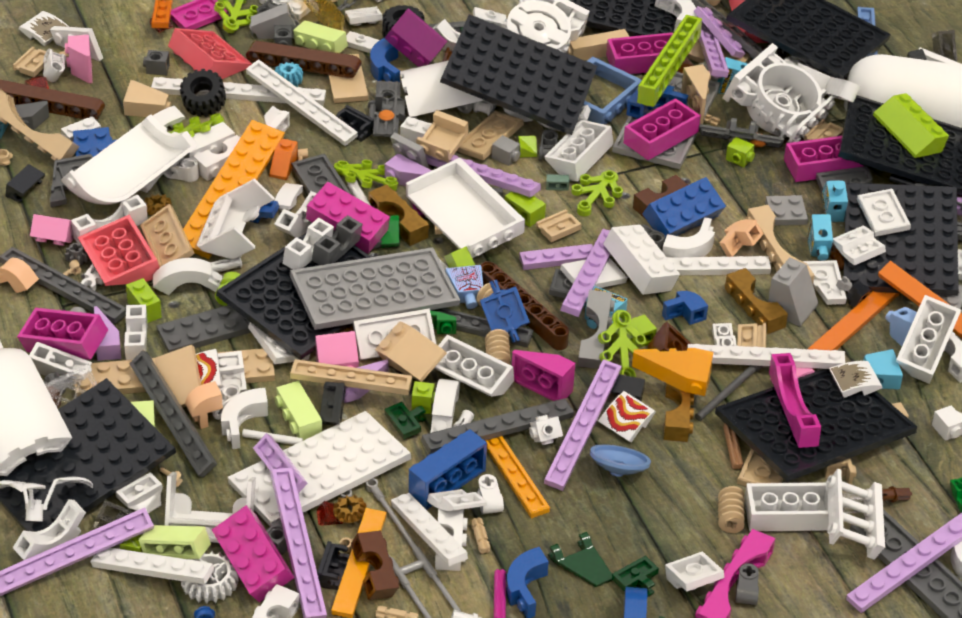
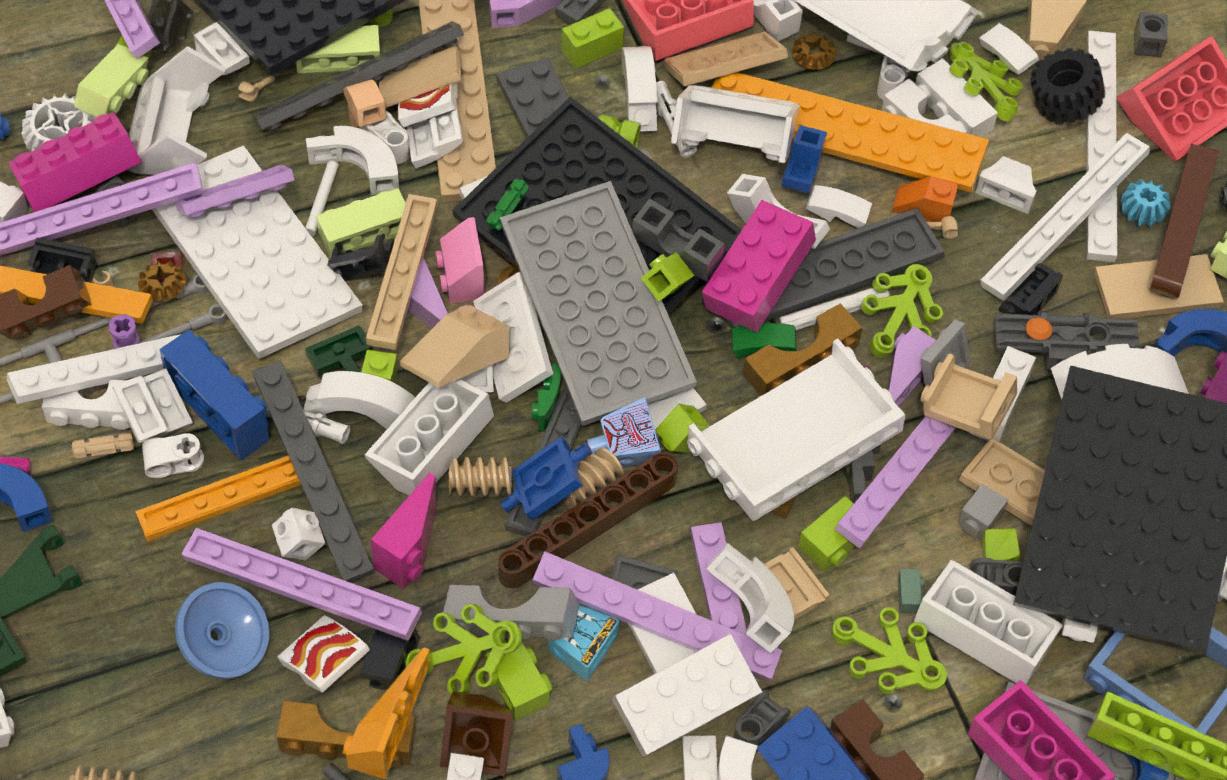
camera: 90 degrees right, 15 degrees up
(136, 330) = (539, 33): white arch -> none
(153, 565) = (75, 66): white plate -> none
(299, 252) = (643, 183): white arch -> none
(302, 323) = (507, 203): none -> green axle
(364, 248) = (666, 275): none -> lime brick
(398, 520) = (123, 331): none -> medium lavender bush
(576, 230) = (760, 591): none -> white arch

